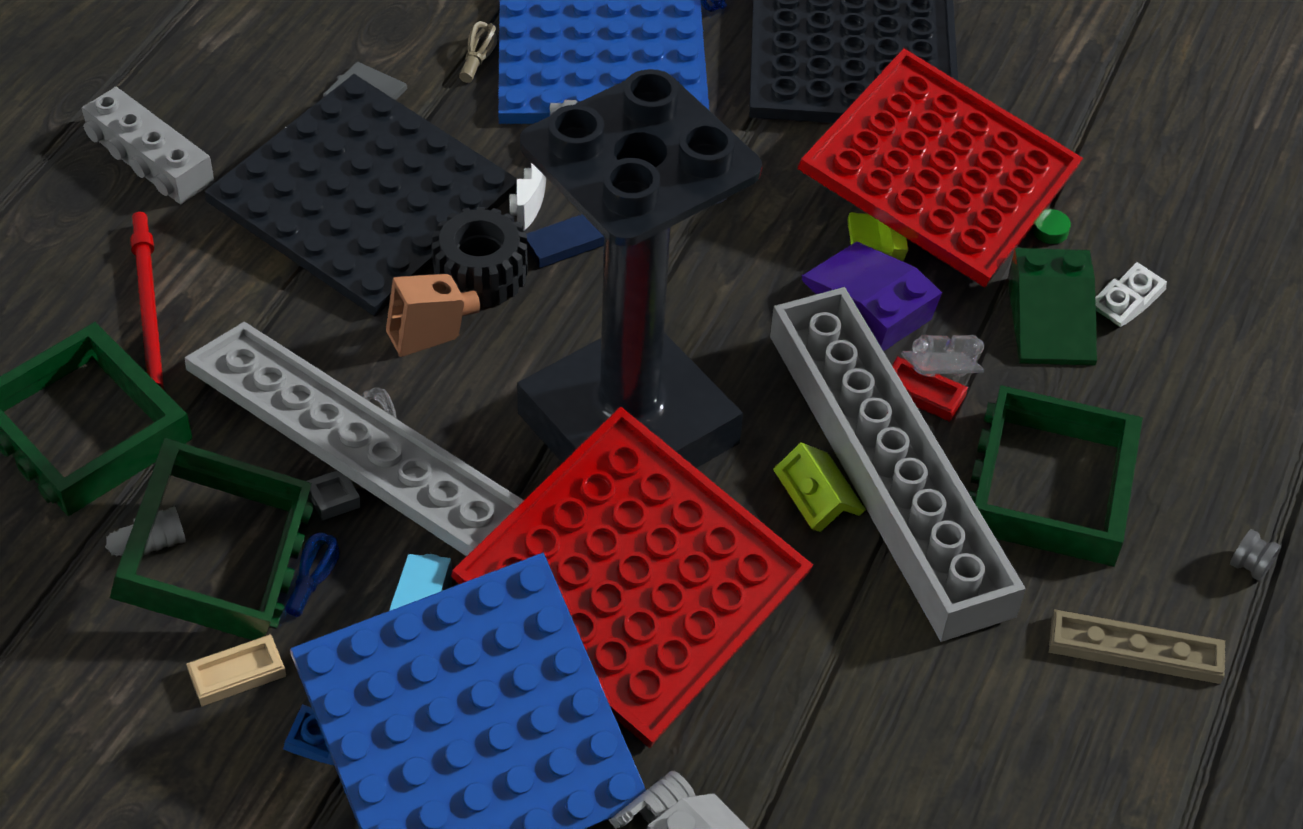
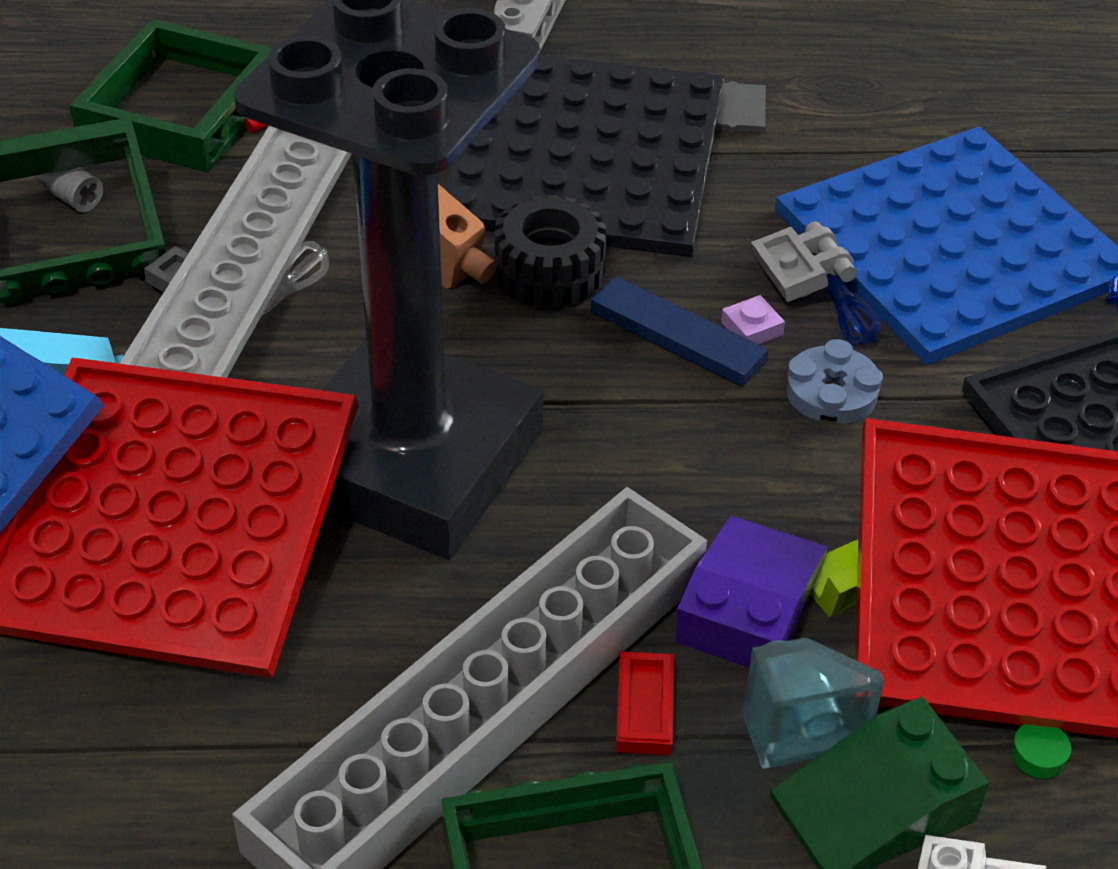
camera: 65 degrees right, 5 degrees down
(306, 585) = (66, 299): clear blue piece -> none
(473, 58) = (845, 155): dark tan piece -> none
(528, 197) = (672, 261): white slope -> none
(817, 486) = (407, 638): lime panel -> none
(934, 357) = (706, 712): clear hinge -> none
(986, 301) = (805, 699): none -> clear light blue slope

